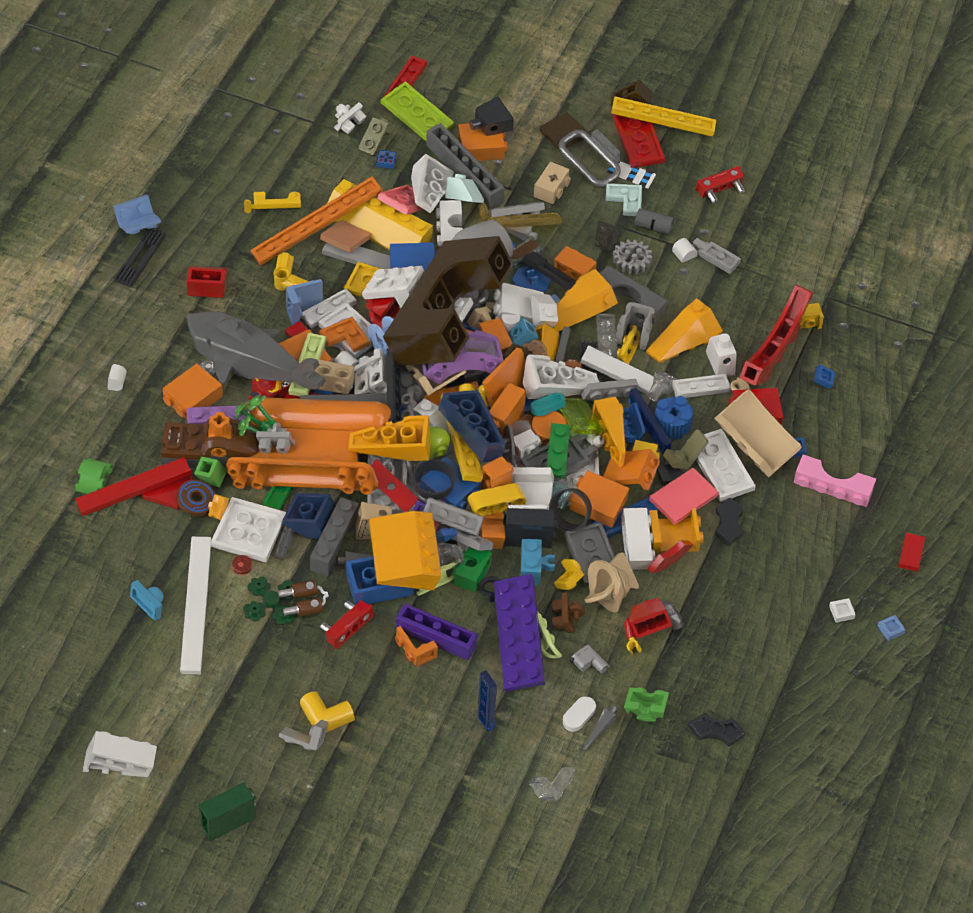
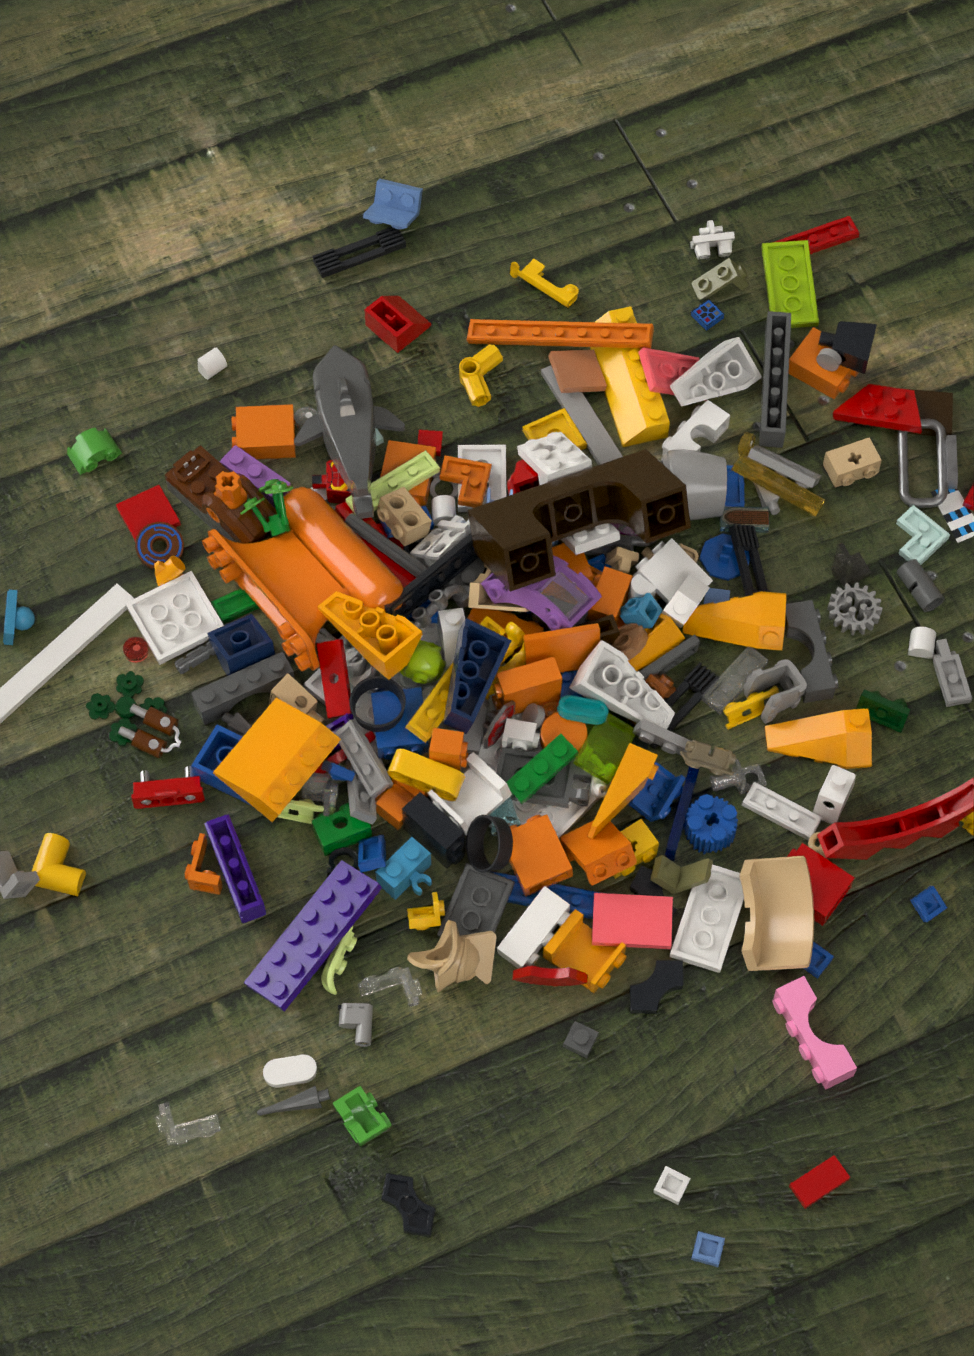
camera: 45 degrees right, 10 degrees up
(133, 486) = (115, 490): red tile -> none
(210, 471) = (193, 528): bright green brick -> none
(277, 437) = (273, 550): light grey hips -> none
(303, 297) = (462, 406): medium blue bracket -> none
(319, 311) = (486, 435): white tile -> none
(411, 254) = (609, 440): blue brick -> none
(462, 189) = (743, 405): light aqua slope -> none
(487, 700) = (190, 984): clear blue tile -> none
(488, 133) = (829, 359): none -> light grey tile
(506, 565) = (372, 853): none -> blue tile
(540, 143) = (882, 408): none -> red wing
(570, 612) = (386, 953): reddish brown hips -> none
(573, 263) = (782, 573): orange brick -> none
(595, 618) = (393, 977): none -> clear bracket
(616, 369) = (702, 715): white tile -> none
(635, 382) = (717, 762): none -> dark tan hinge
(649, 618) = (455, 1029): red torso -> none
(706, 294) = (884, 711): none -> dark green tile
(718, 577) = (580, 1039): none -> dark grey plate

